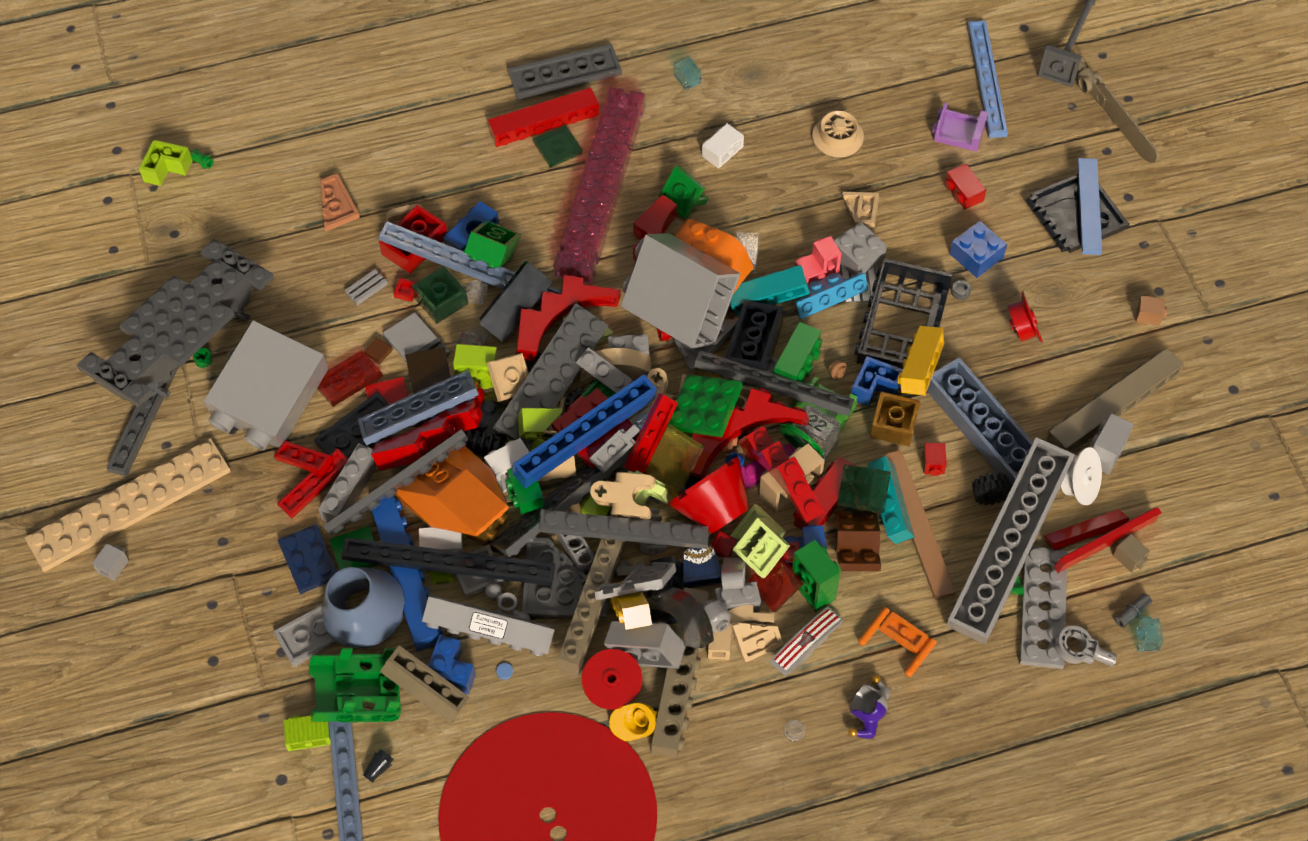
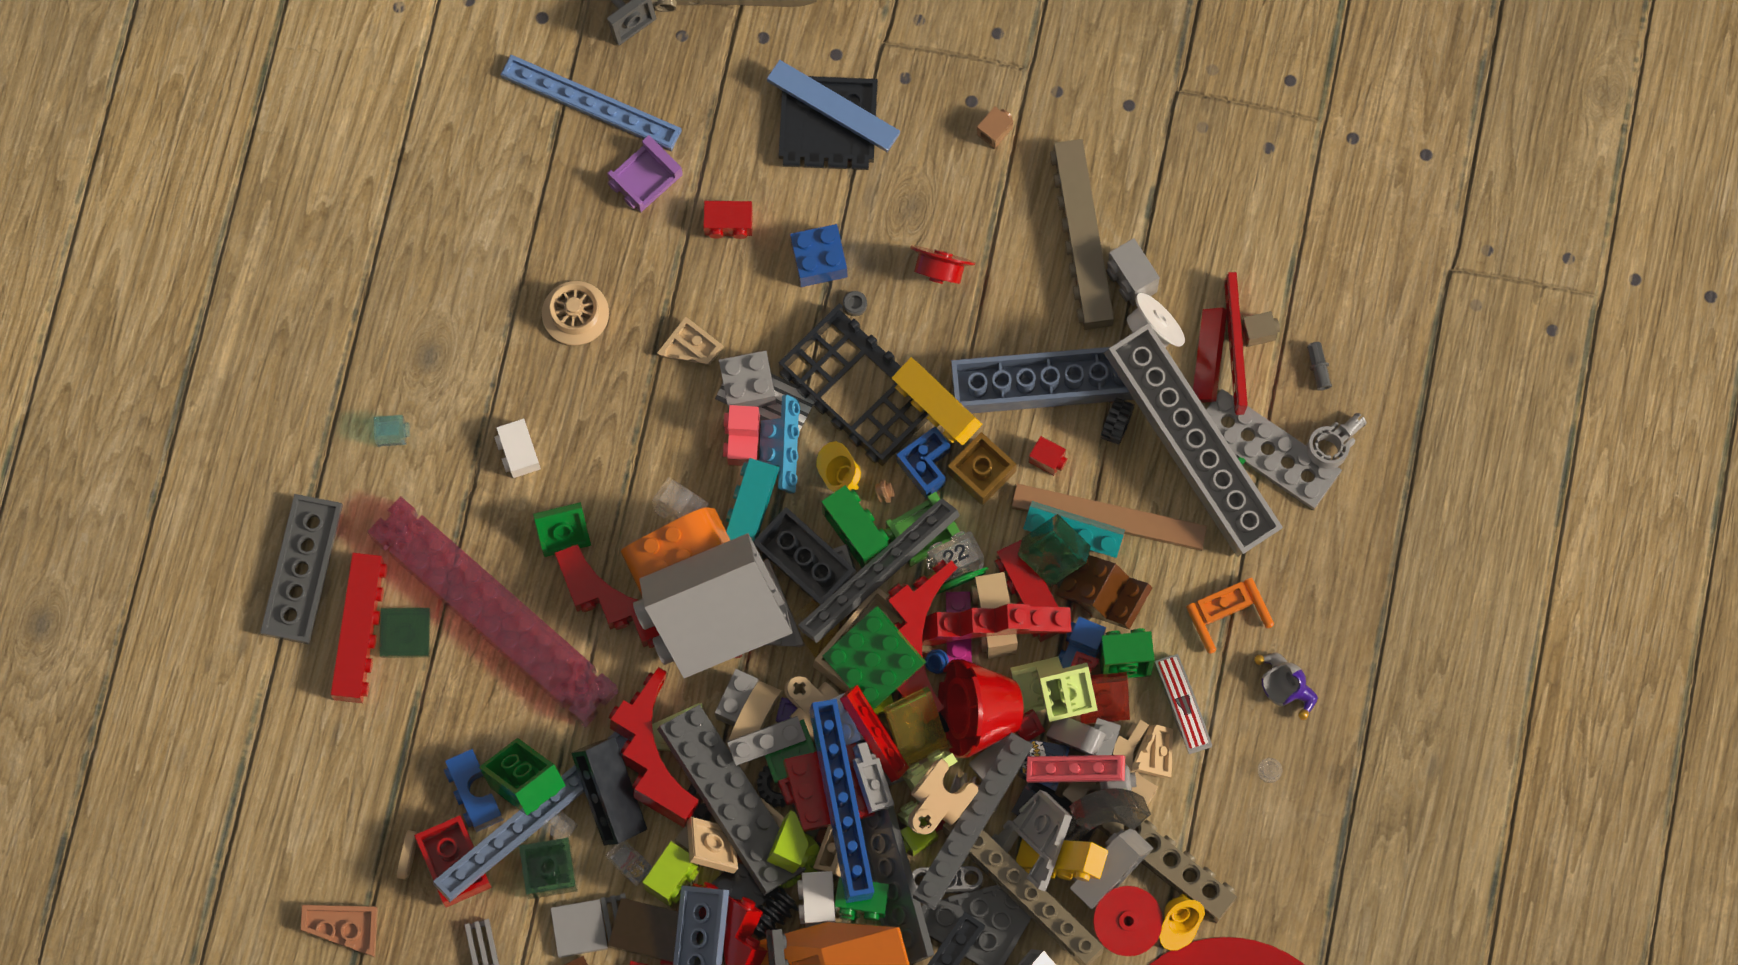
camera: 60 degrees left, 15 degrees up
(404, 290) = (514, 903): red plate -> none
(705, 580) = (1075, 768): none -> coral tile
(835, 333) = (838, 467): none -> yellow piece
(1149, 634) = (1353, 368): clear light blue brick -> none

